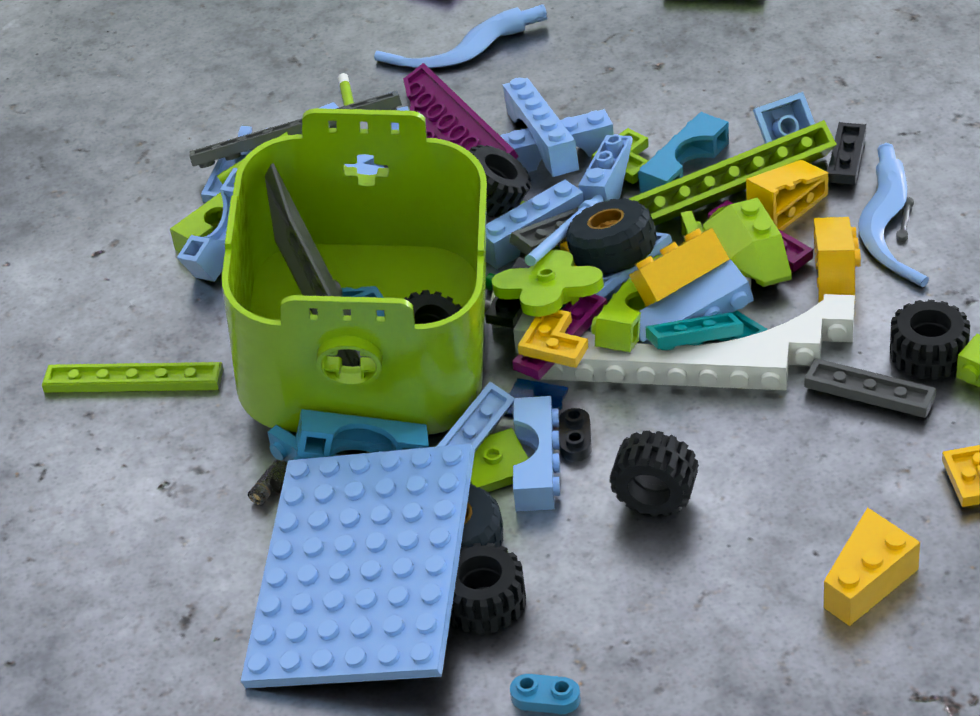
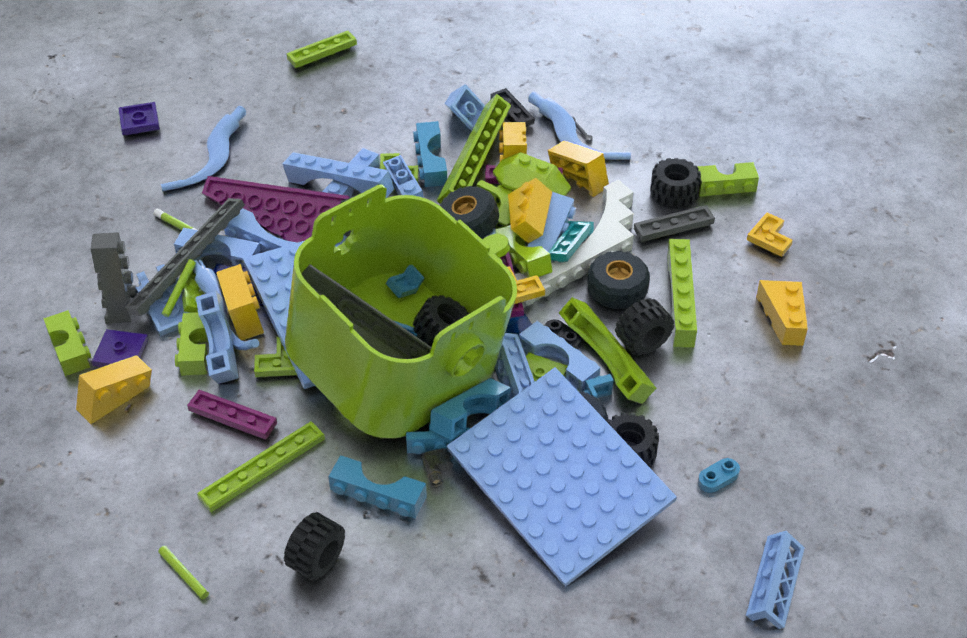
camera: 50 degrees left, 5 degrees up
(59, 473) = (314, 546): none -> black tyre
(96, 220) = (110, 387): none -> yellow wedge
(124, 149) = (71, 354): none -> lime arch
(152, 193) = (118, 346): none -> dark purple plate
(164, 311) = (232, 414): none -> magenta plate
(199, 106) = (113, 276): none -> dark grey wedge
(205, 486) = (401, 497): none -> dark azure arch
(446, 269) = (405, 283): none -> dark azure bracket
(528, 510) = (599, 386): none -> dark azure bracket
(574, 527) = (626, 372): none -> lime arch
(707, 408) = (618, 280): none -> black wheel
(723, 498) = (683, 297): none -> lime arch

